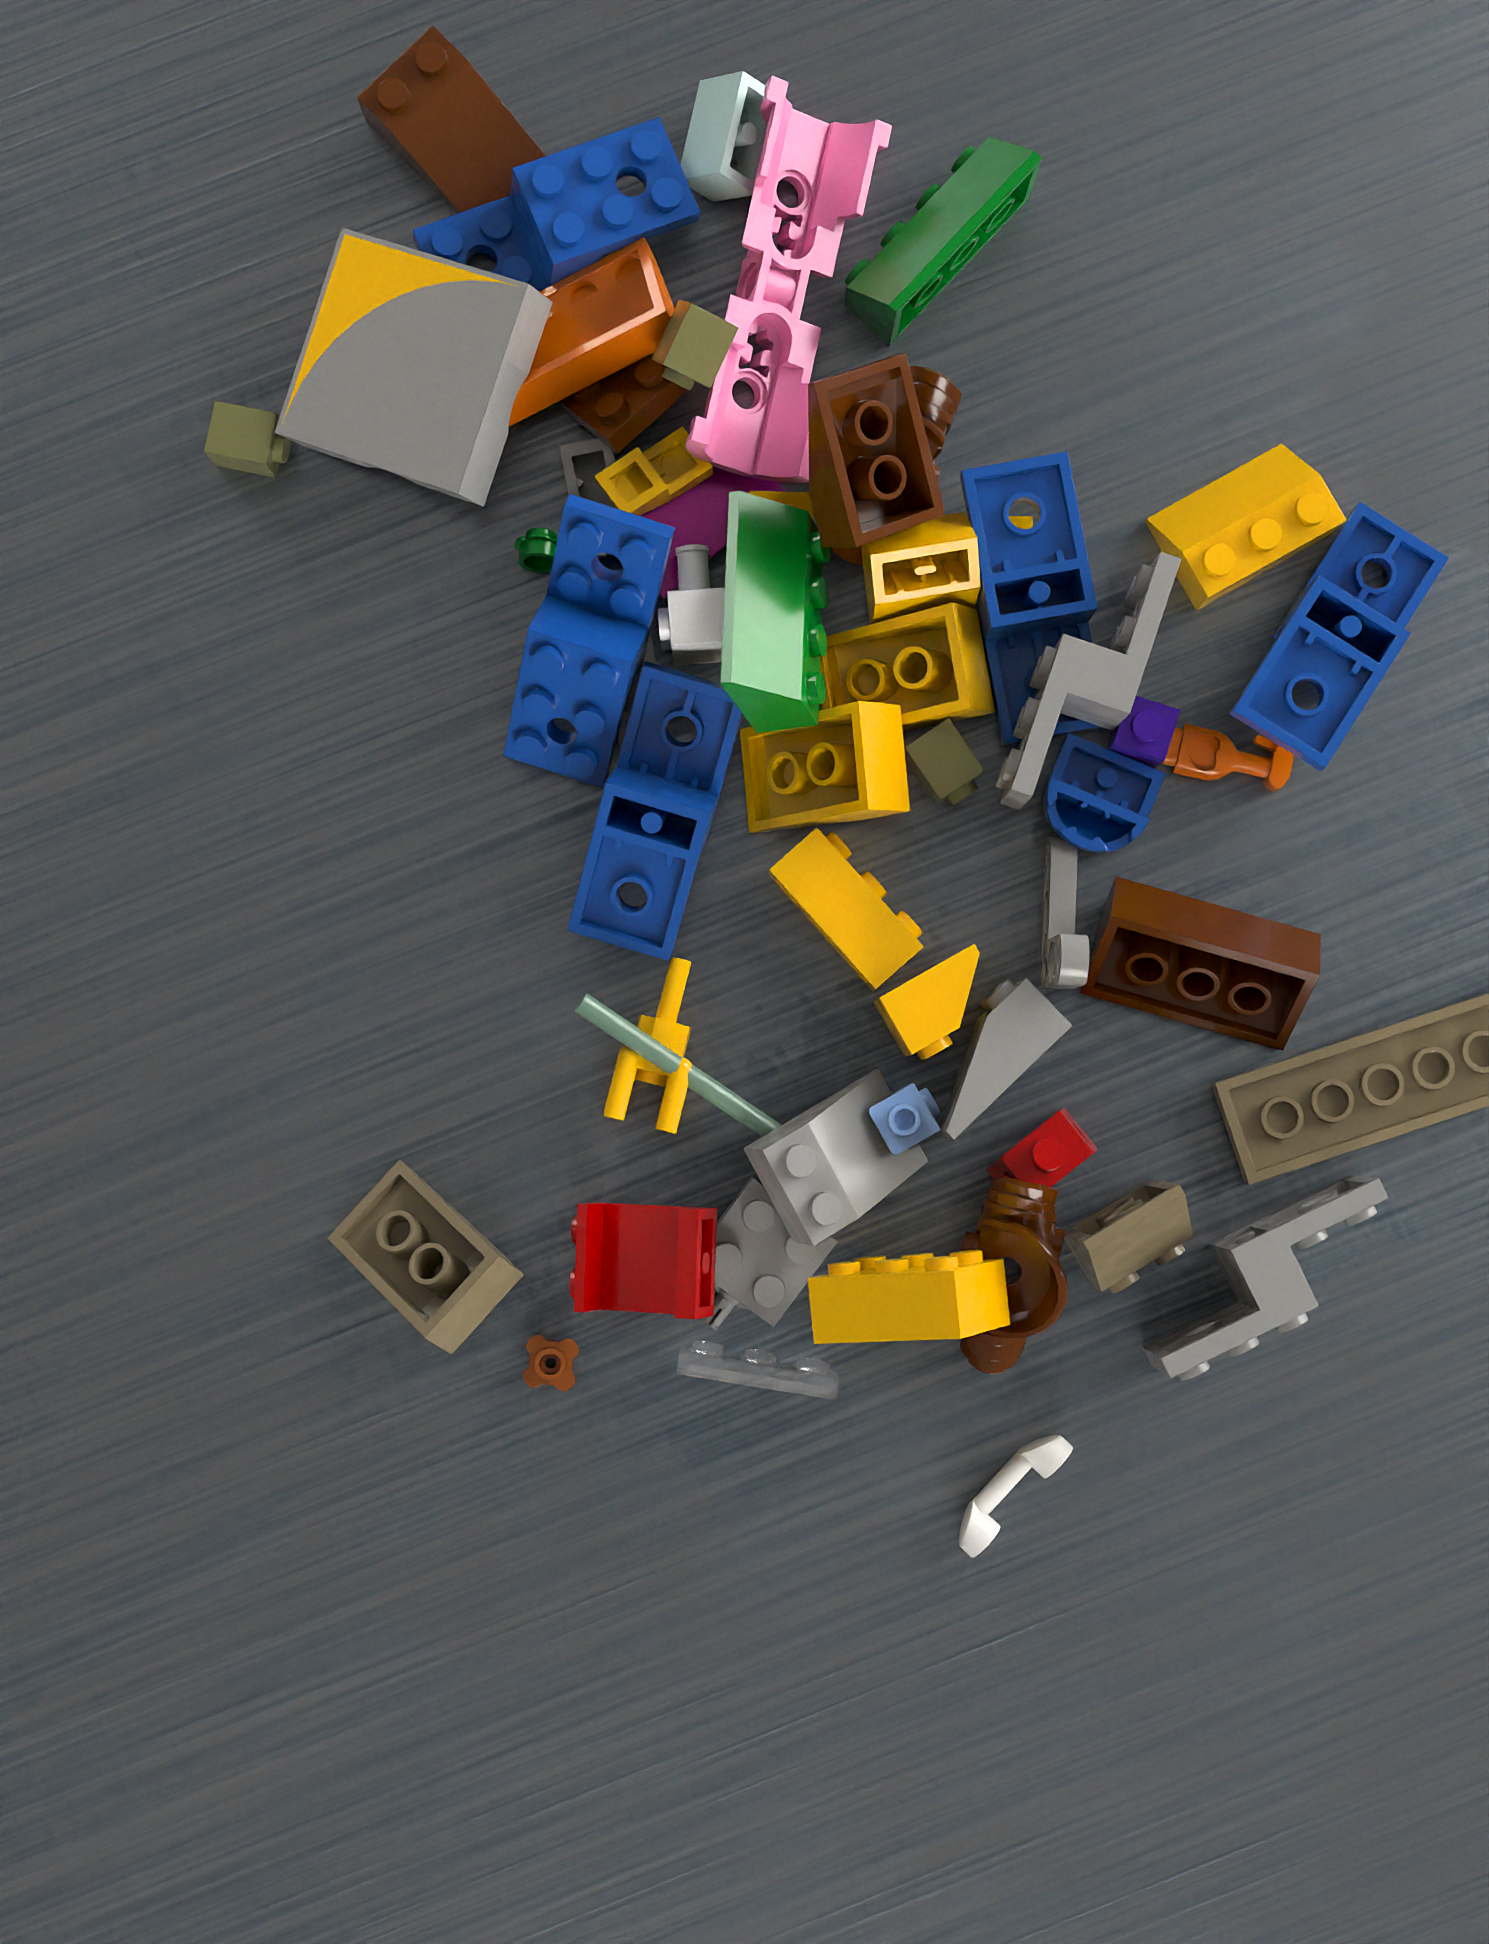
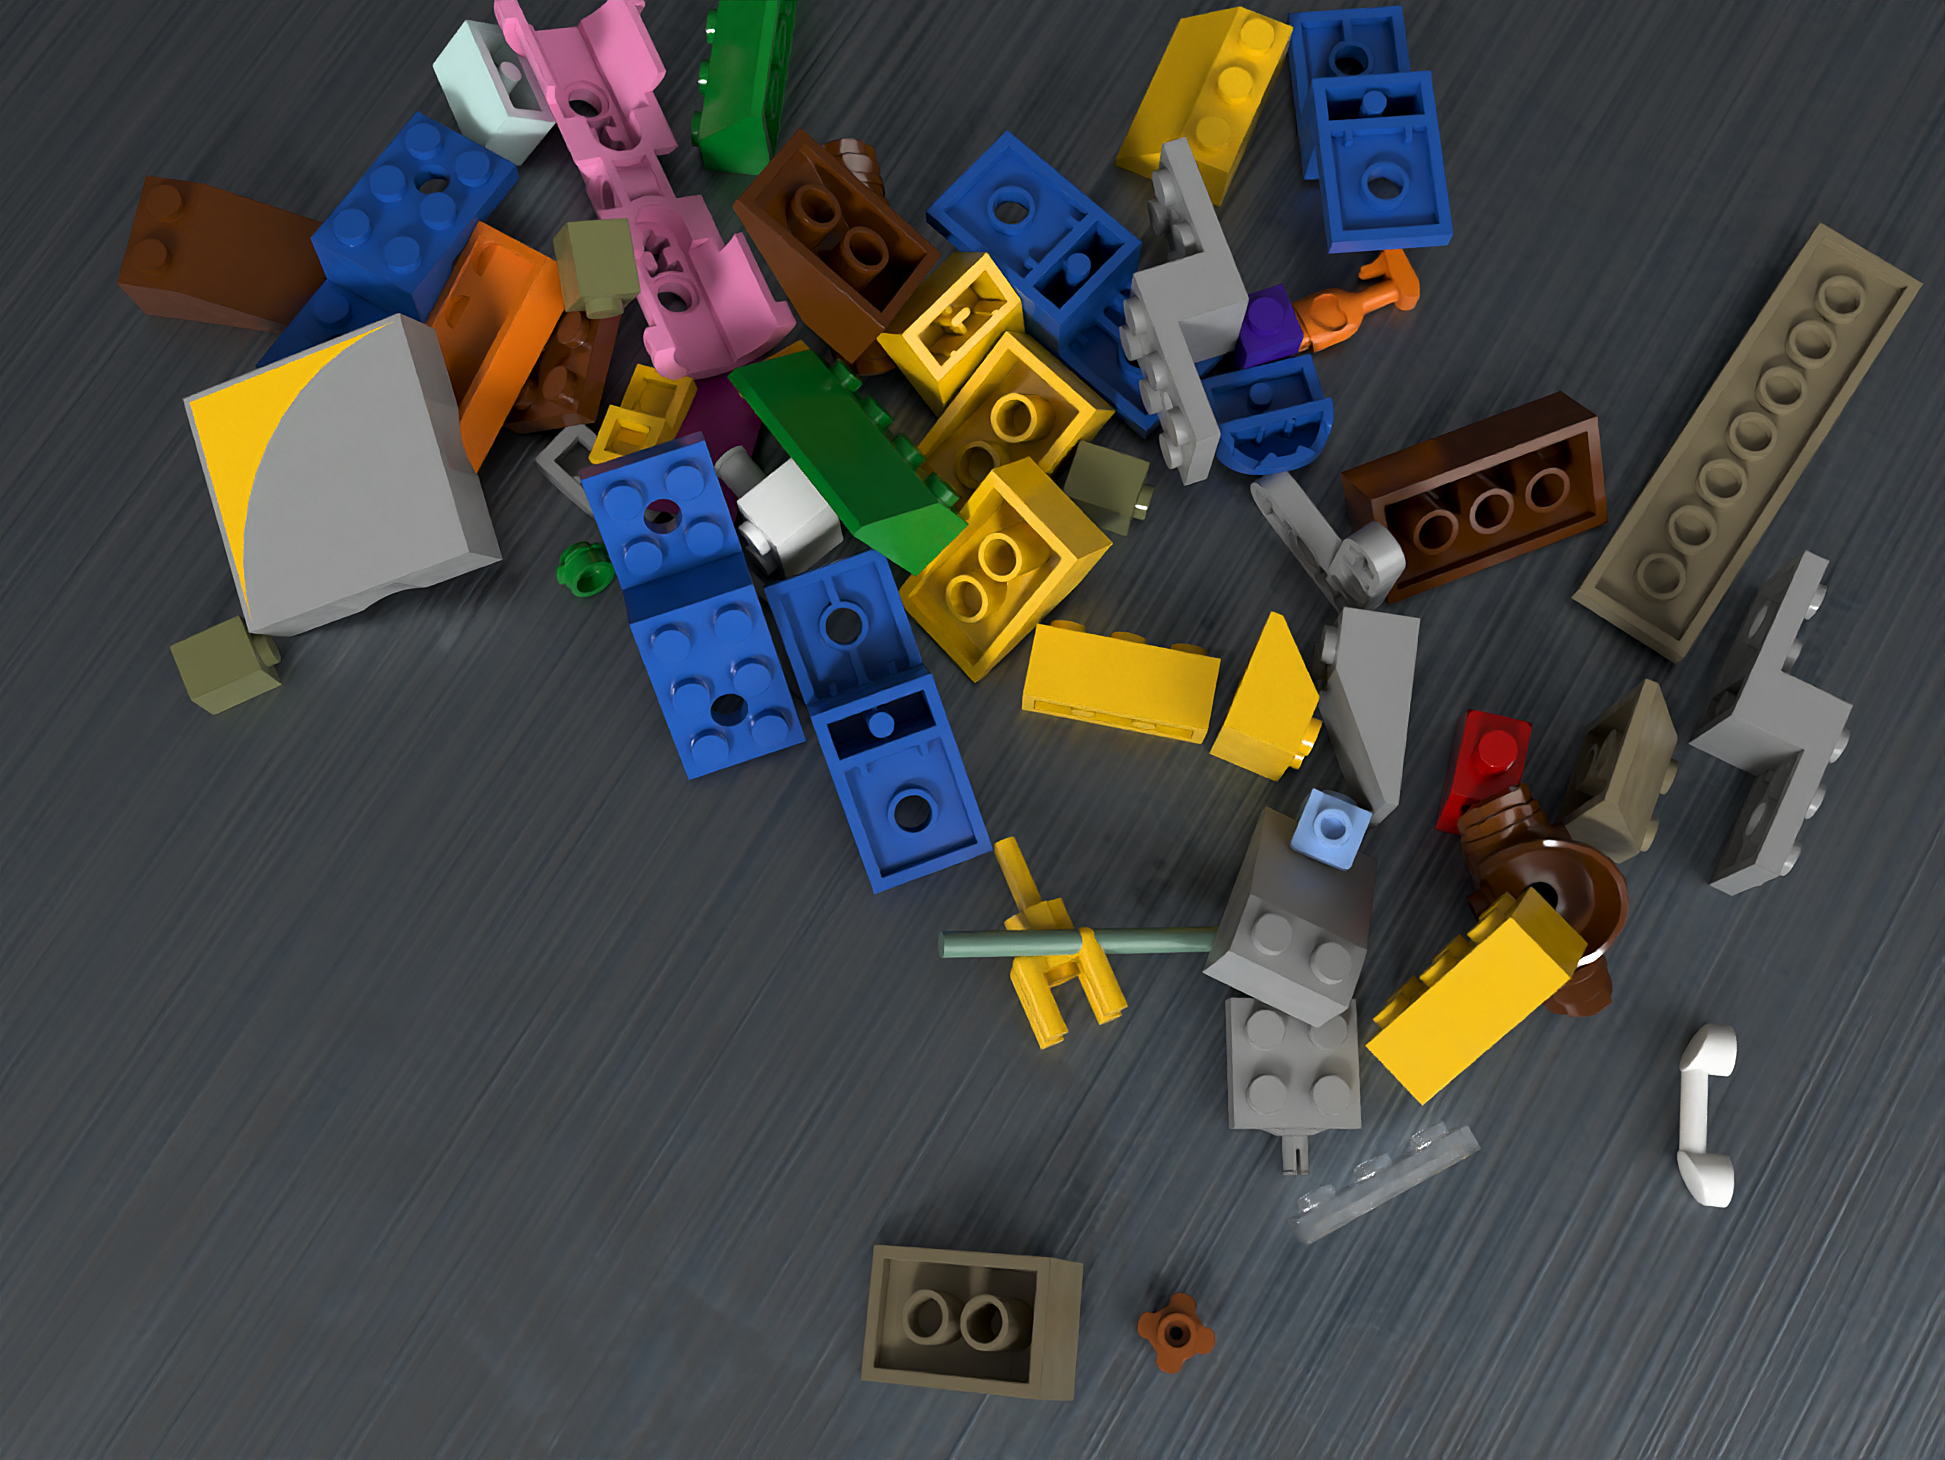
camera: 35 degrees left, 10 degrees down
(644, 1259) = (1190, 1155): red panel -> none

